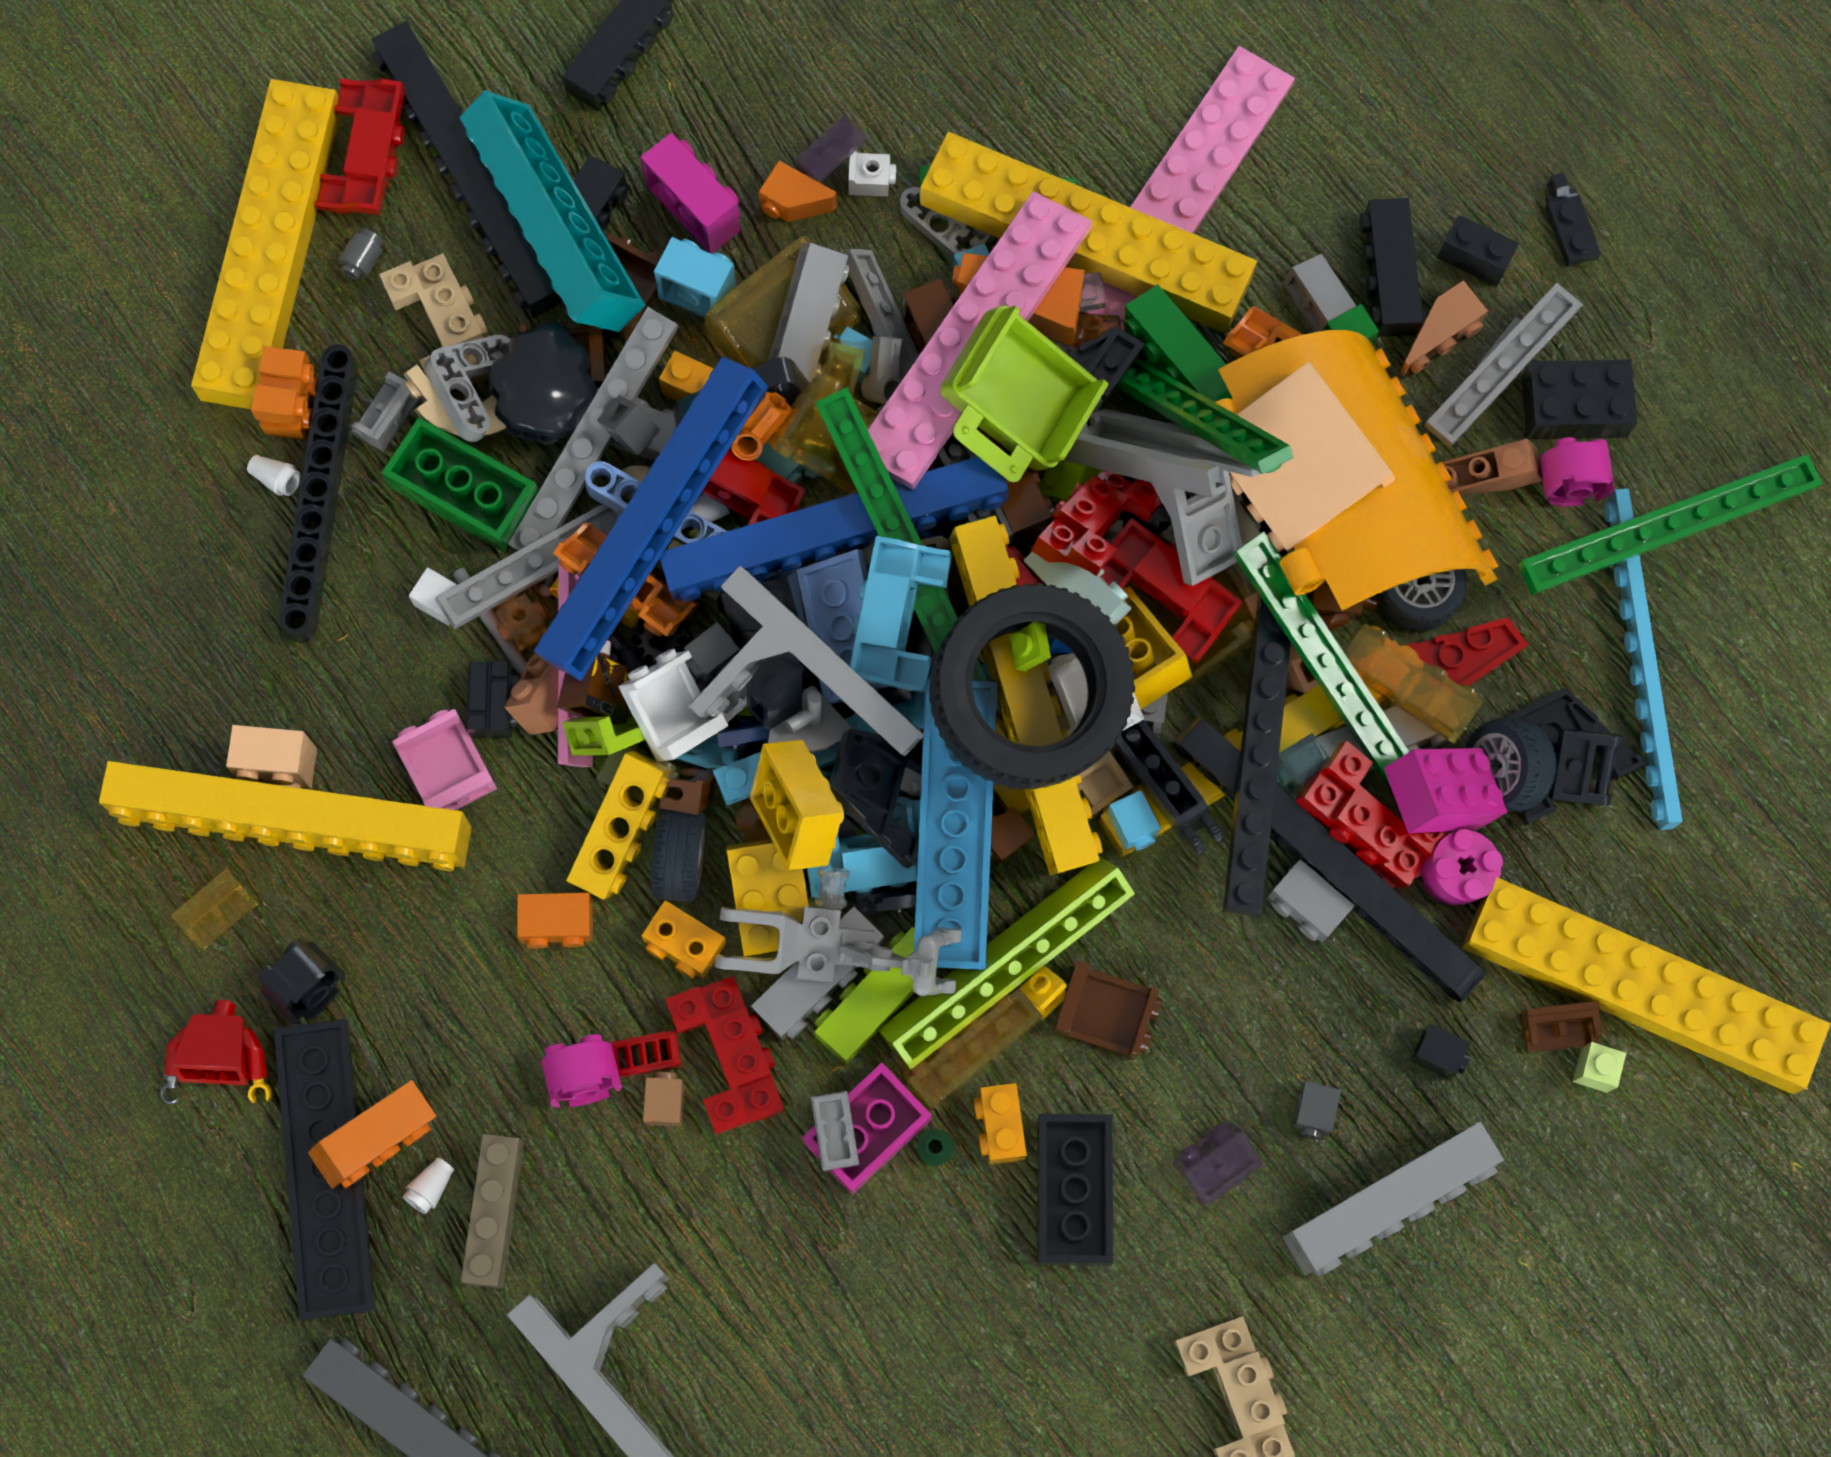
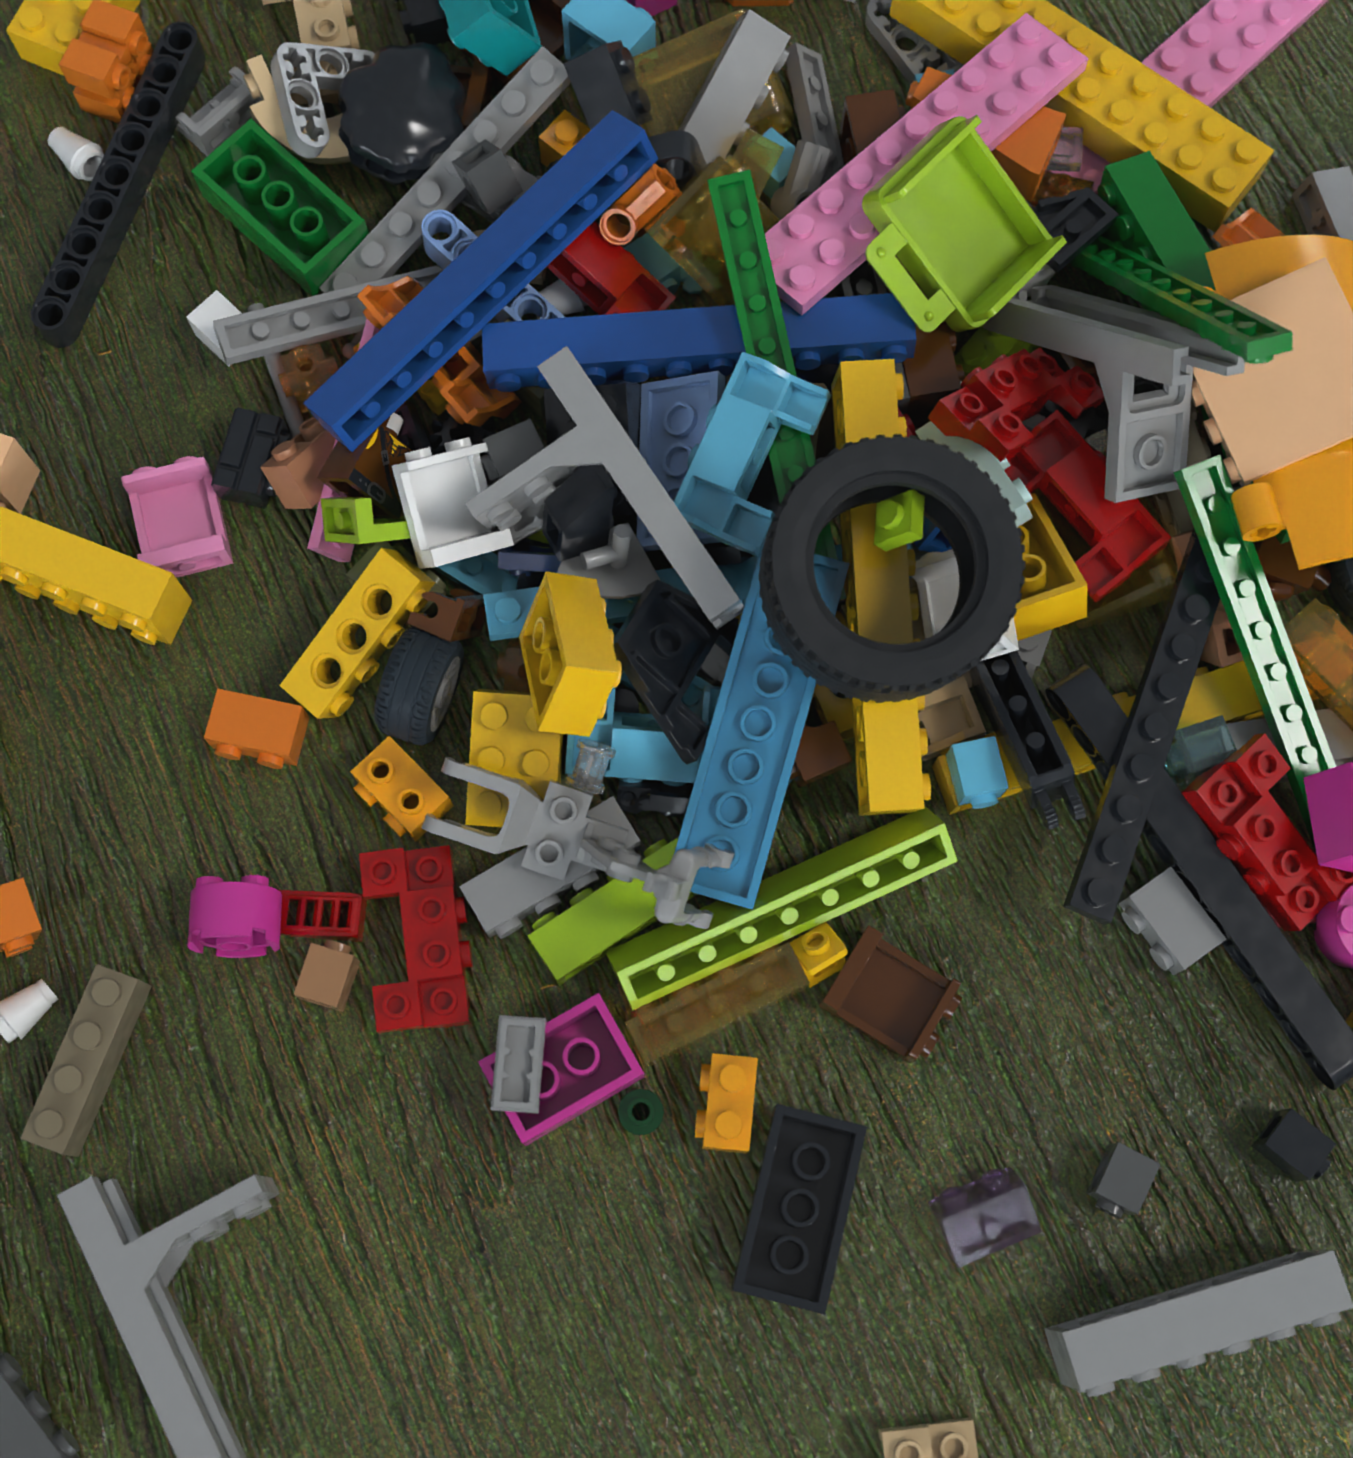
camera: 15 degrees right, 0 degrees up
(710, 331) = (607, 82): none -> black brick

